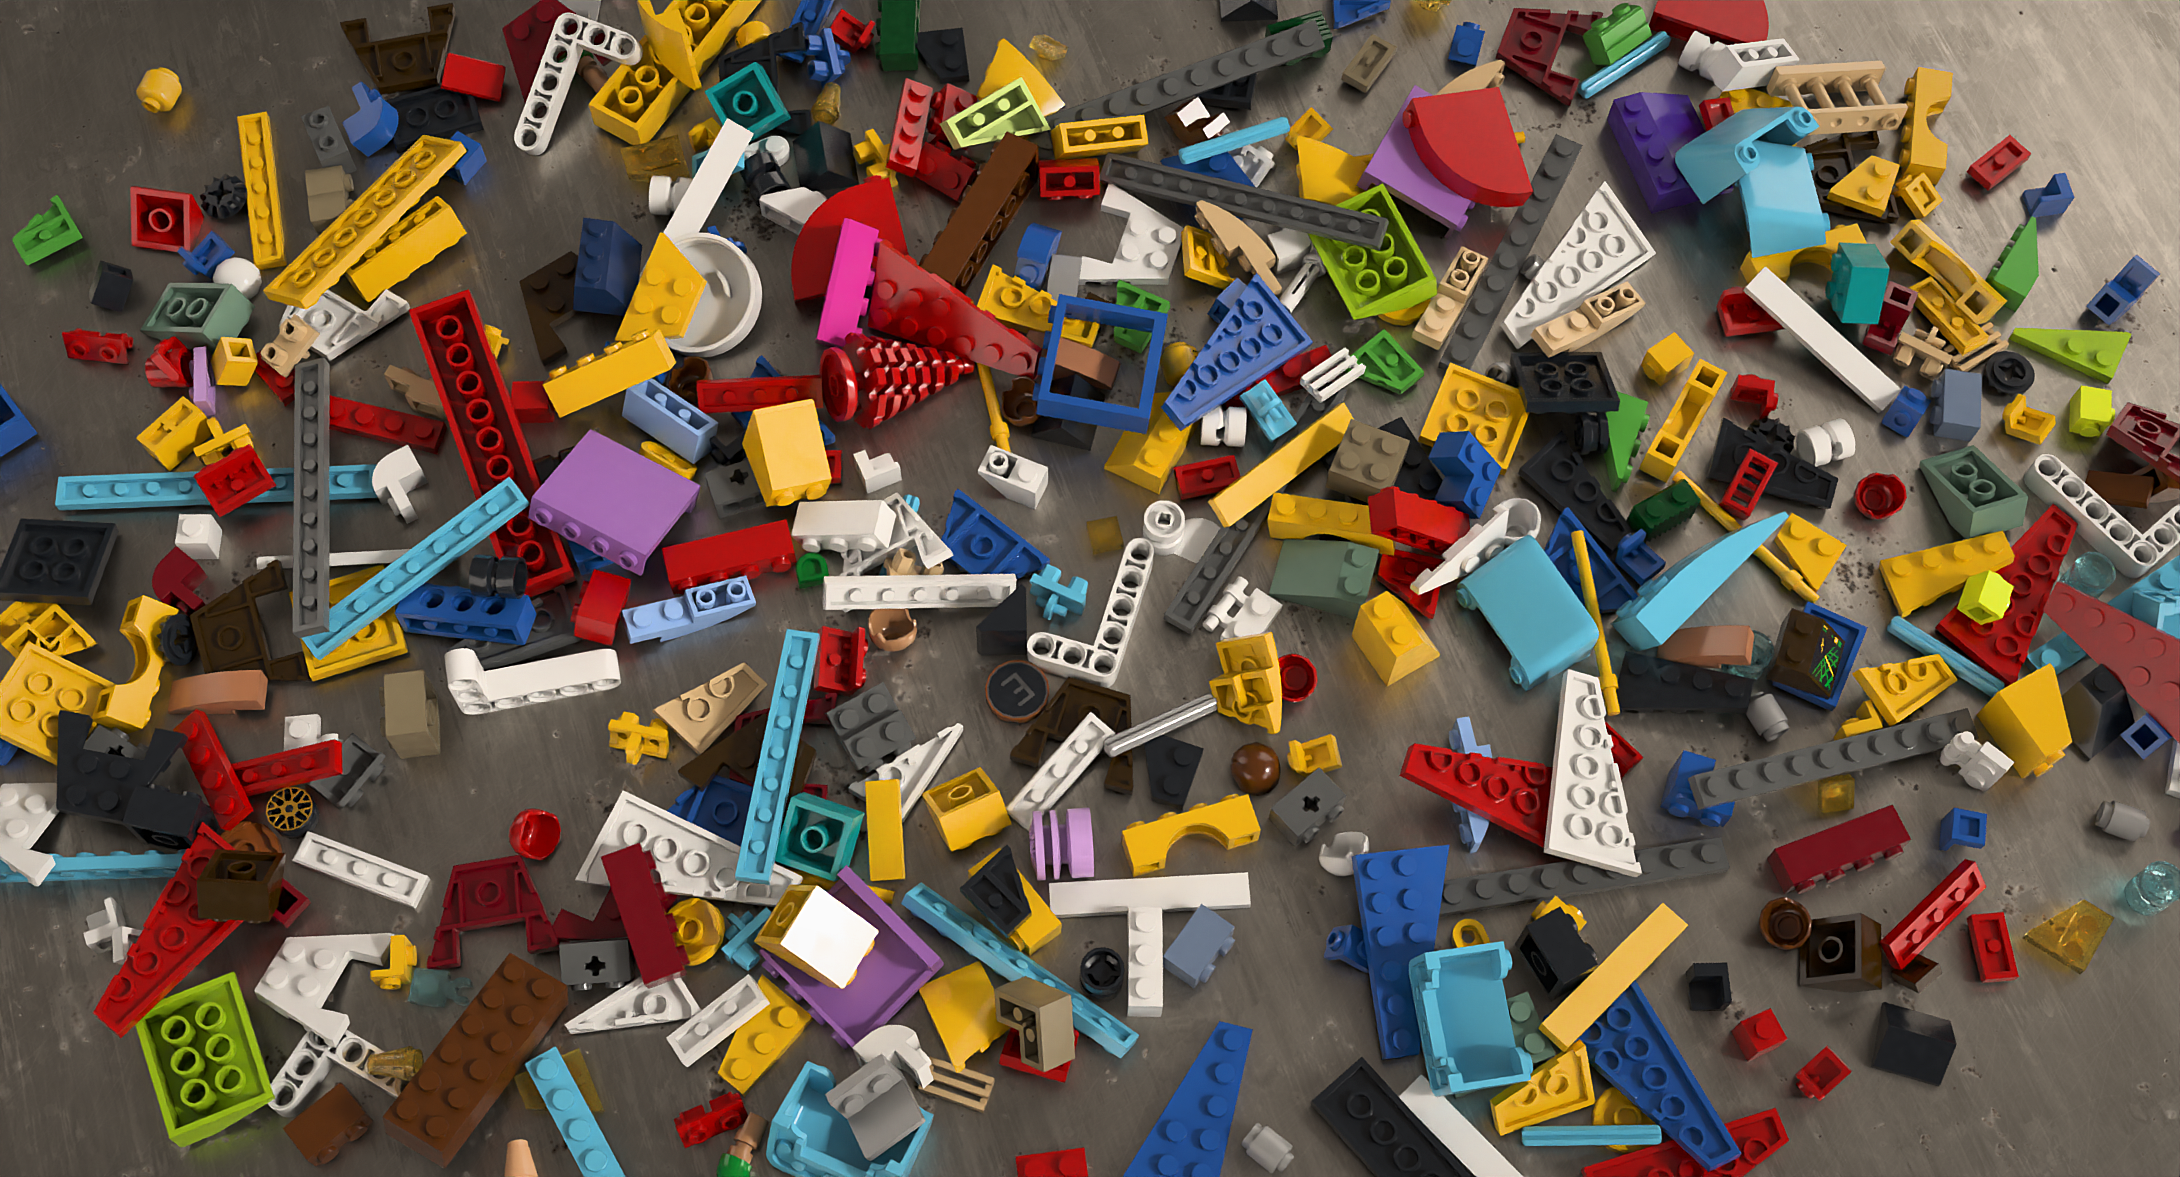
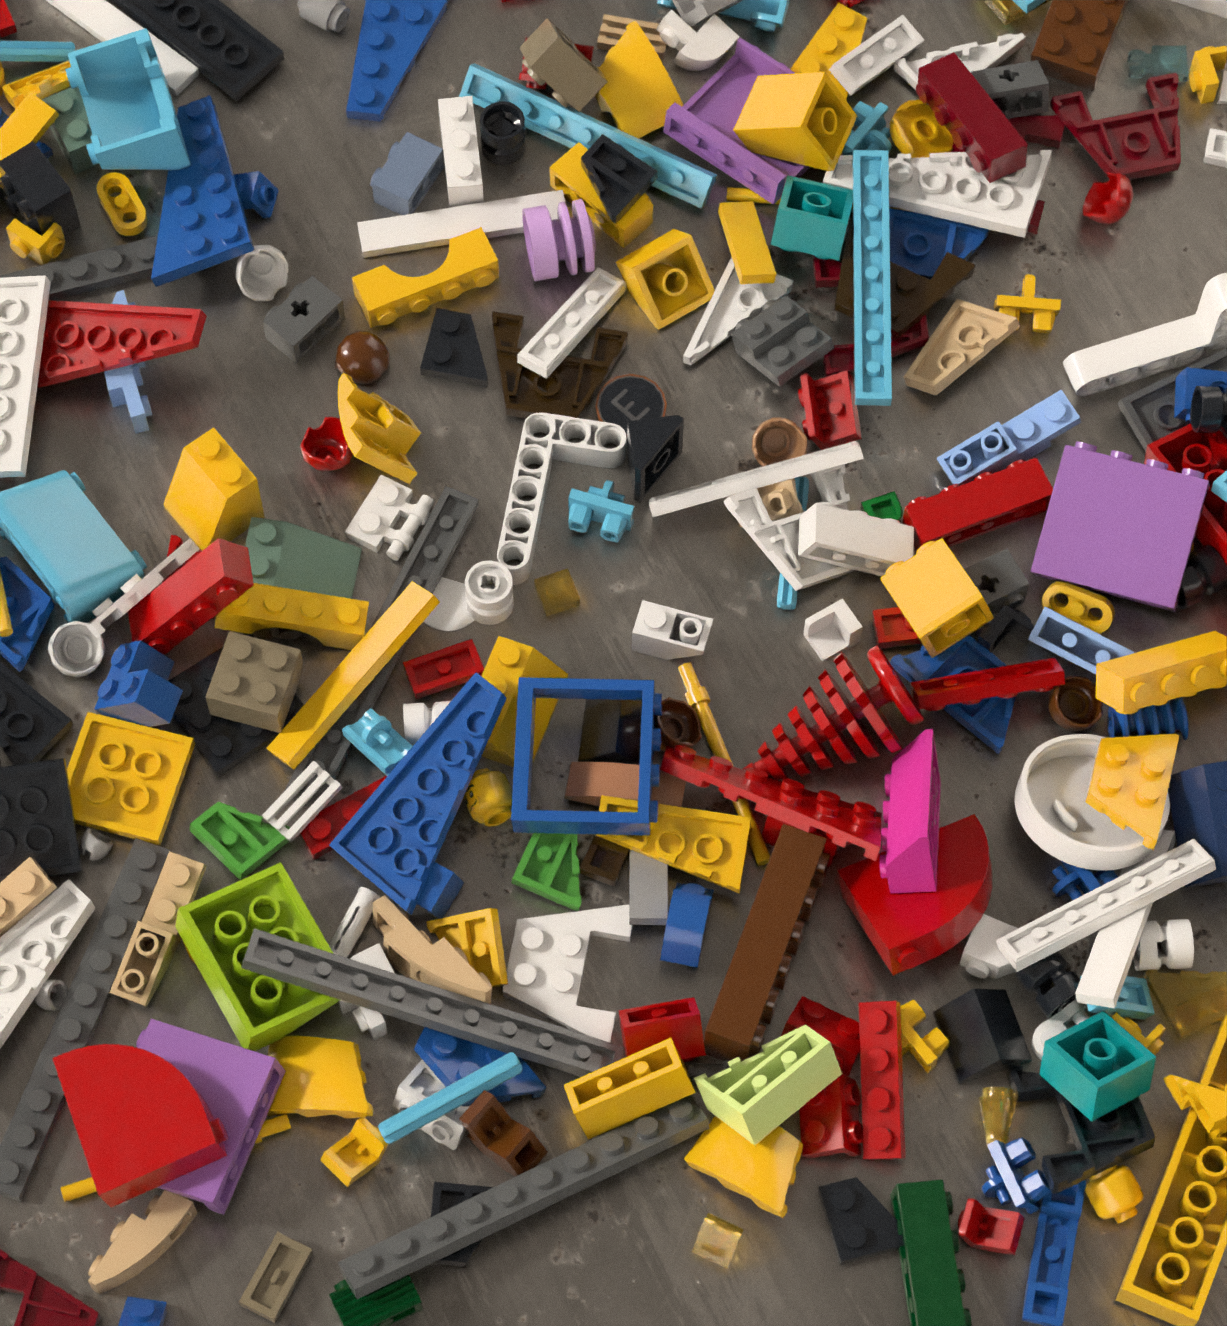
camera: 175 degrees right, 0 degrees up
(601, 607) = (1103, 418): red brick -> none
(710, 209) = (1105, 904): none -> white tile
(986, 544) = (691, 557): blue wing -> none
(1160, 725) = (469, 378): light grey axle -> none
(1311, 755) = (299, 371): yellow bracket -> none

